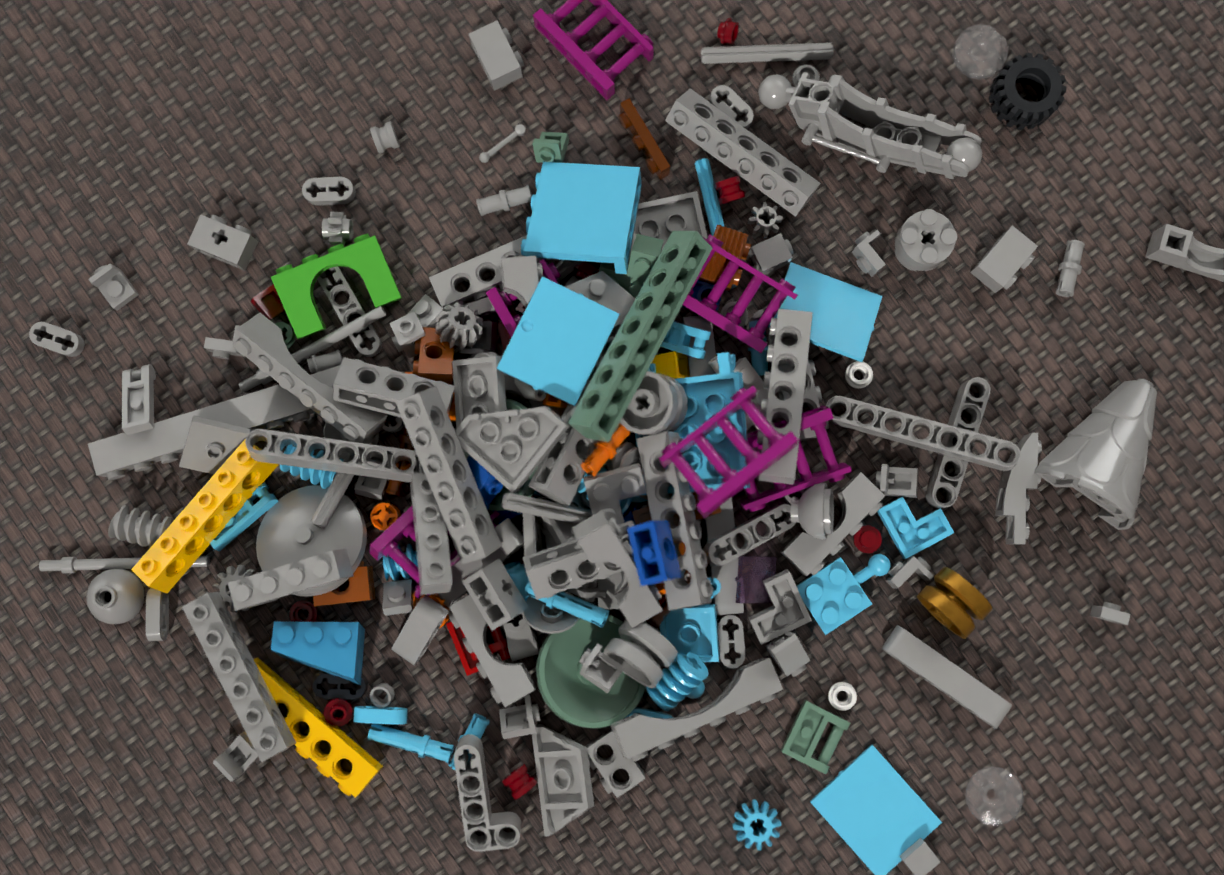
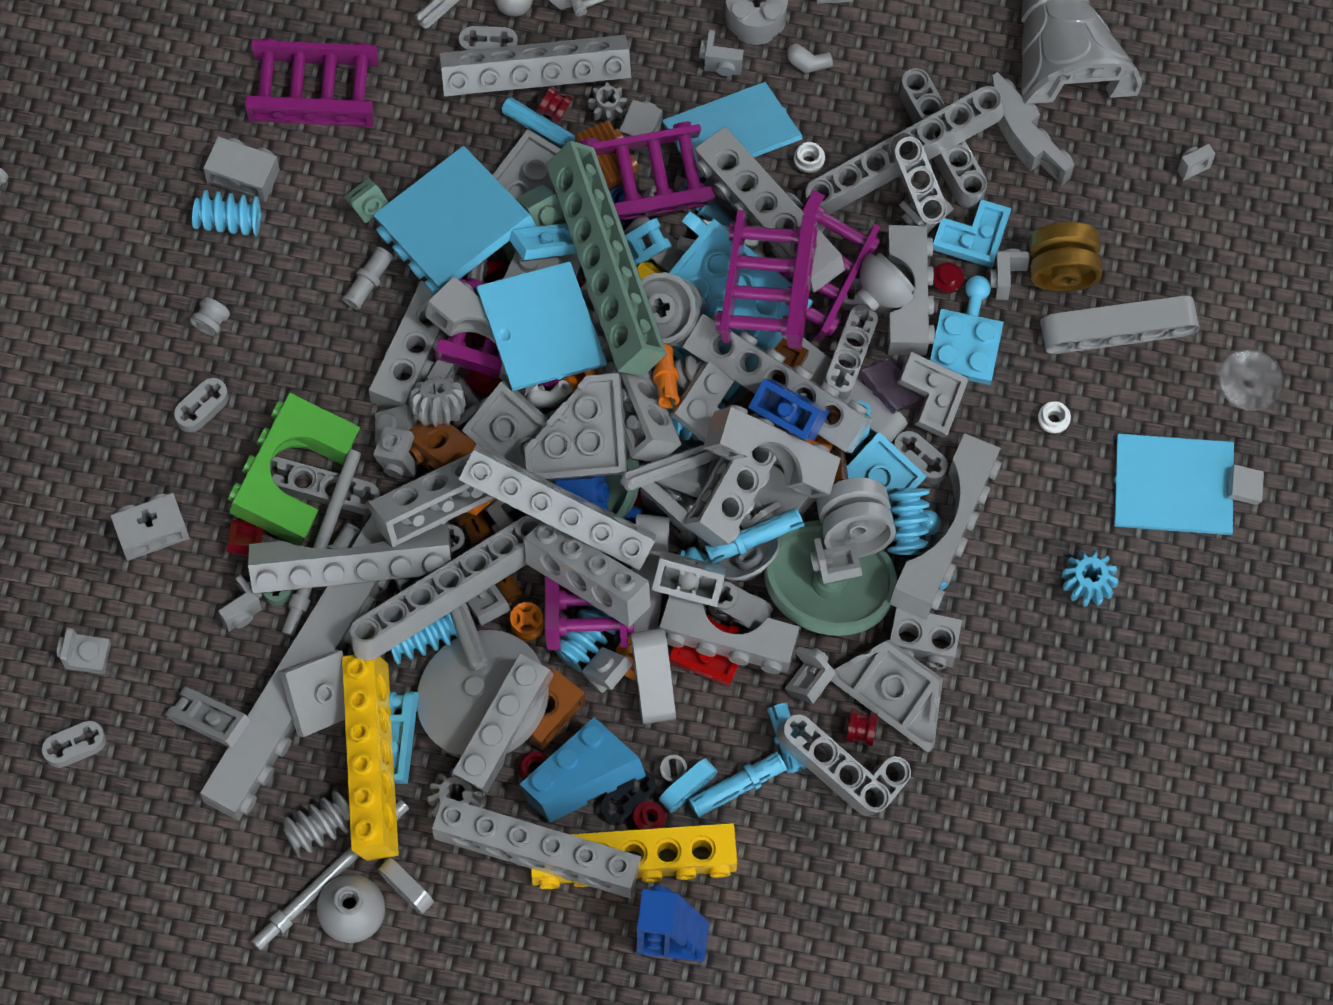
camera: 50 degrees left, 15 degrees down
(236, 757) = (600, 931): light grey bracket -> none
(272, 800) = (670, 926): none -> blue wedge
(337, 228) = (244, 425): light grey gear -> none
(457, 78) = (227, 213): none -> medium azure piece
(519, 131) = (321, 214): light grey hinge -> none
(617, 281) = (543, 241): none -> medium azure plate
(643, 139) = (440, 127): reddish brown plate -> none
(788, 654) = (976, 416): light grey slope -> none
(807, 732) = (1056, 471): sand green plate -> none
(910, 451) = (930, 189): none -> light grey beam
(922, 307) = (807, 61): none -> light grey arm

